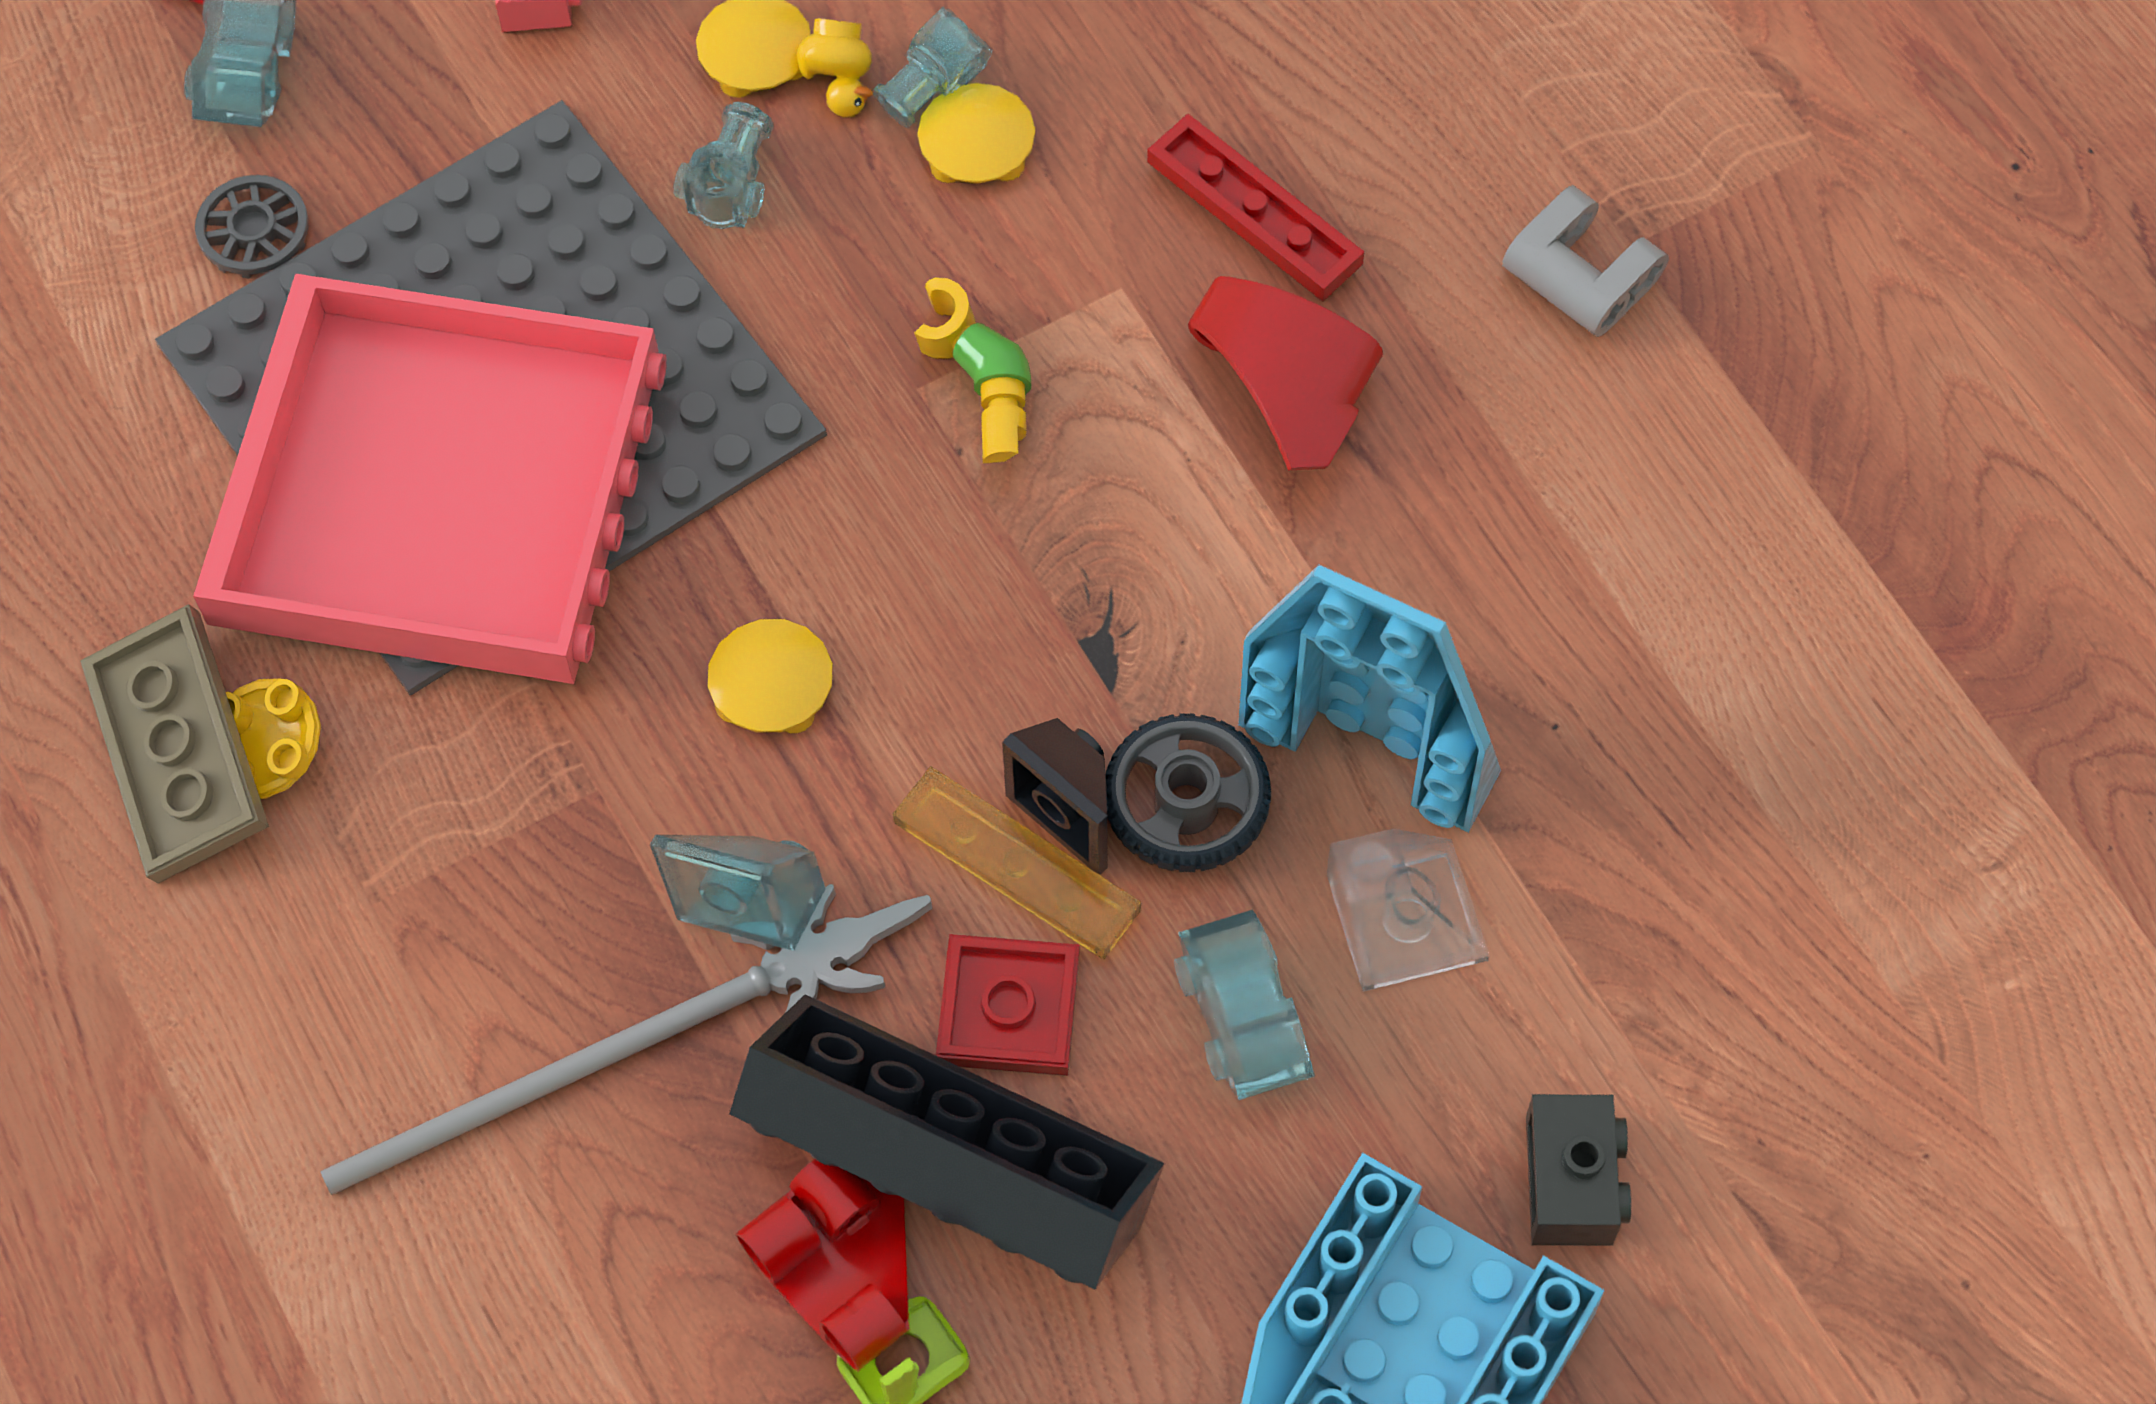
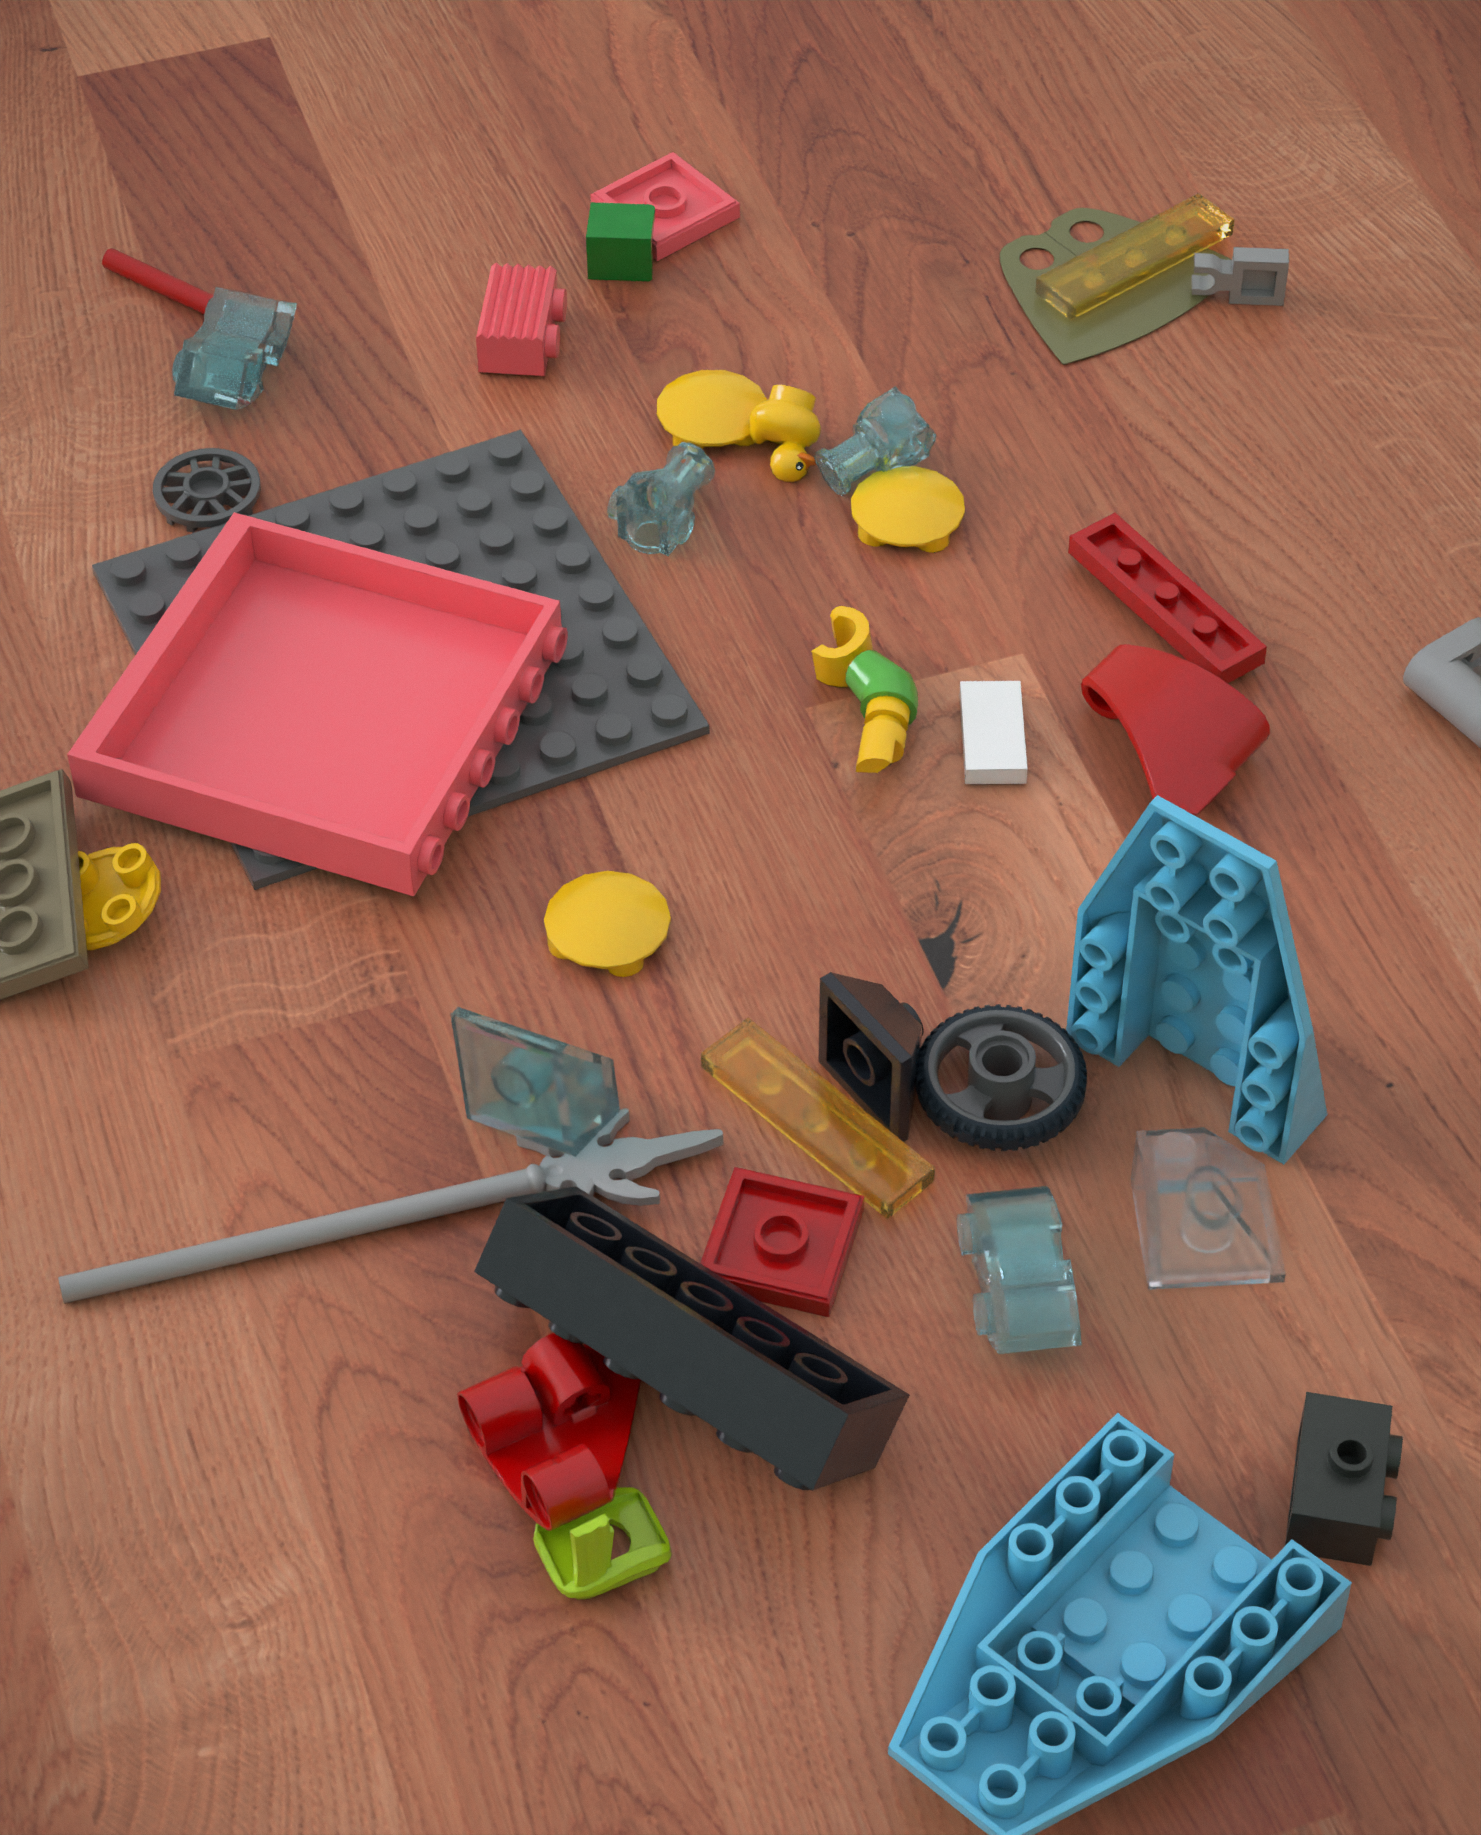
camera: 10 degrees right, 15 degrees down
(1109, 391) = (993, 732): none -> white tile

